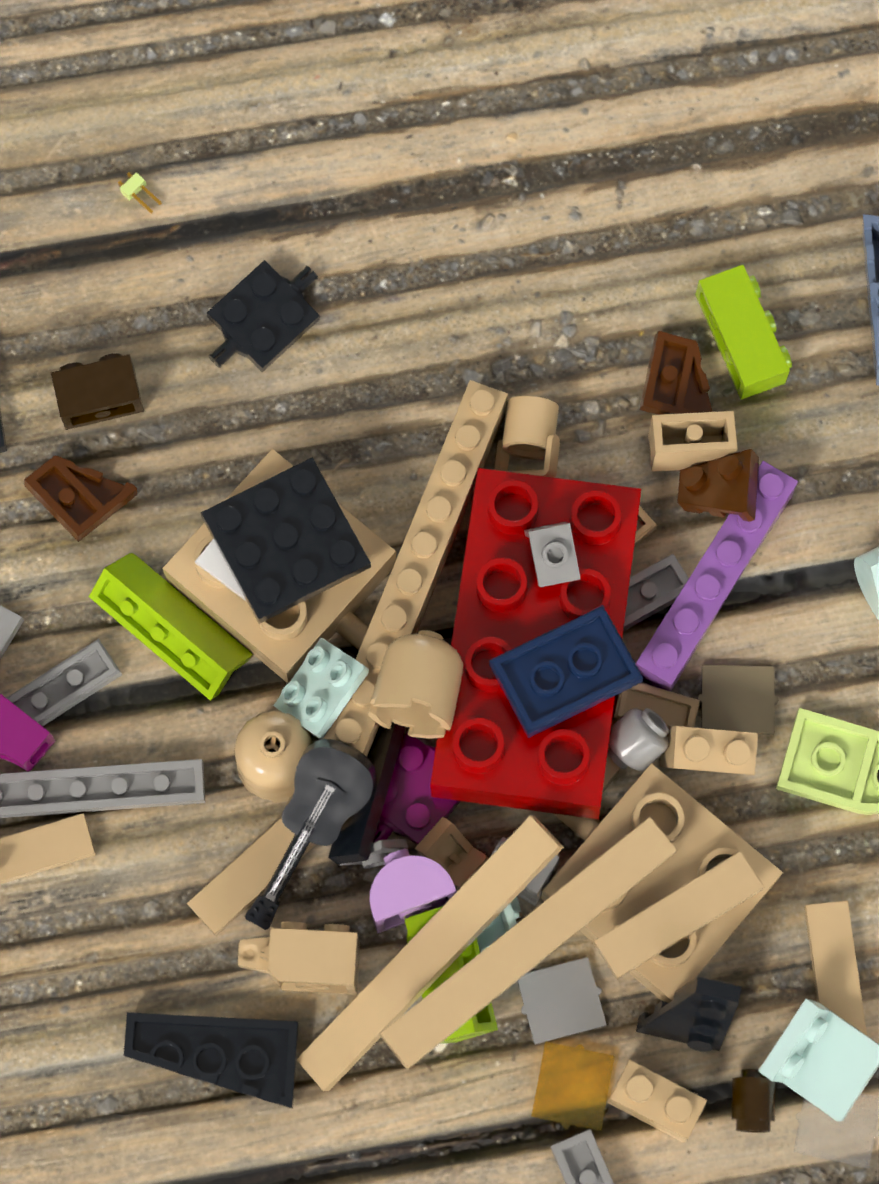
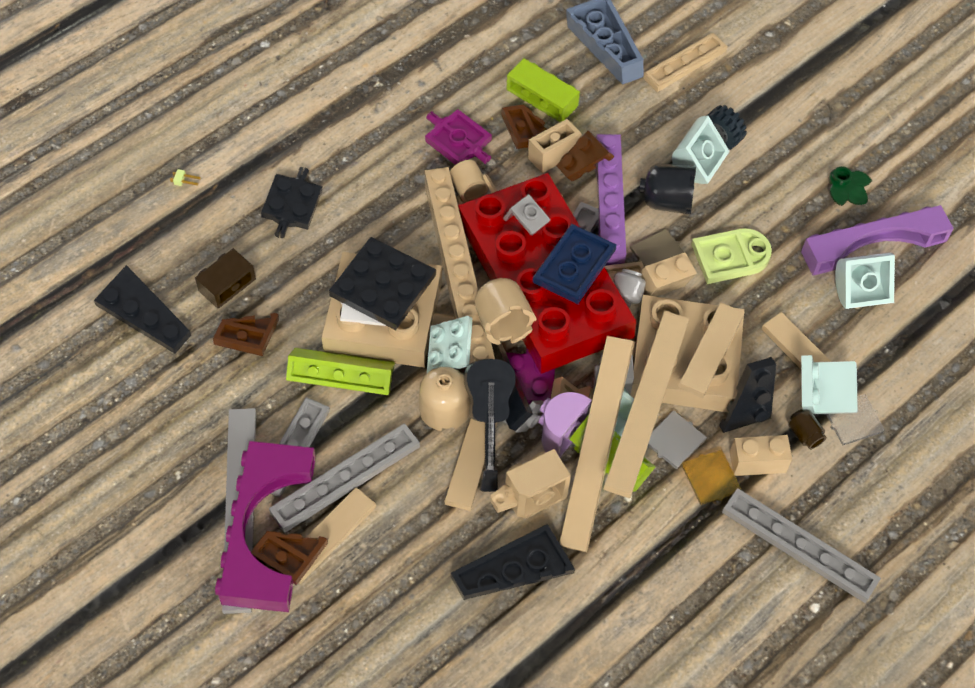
camera: 35 degrees left, 15 degrees down
(564, 343) = (458, 137): none -> magenta plate
(815, 610) = (669, 187): none -> black cylinder

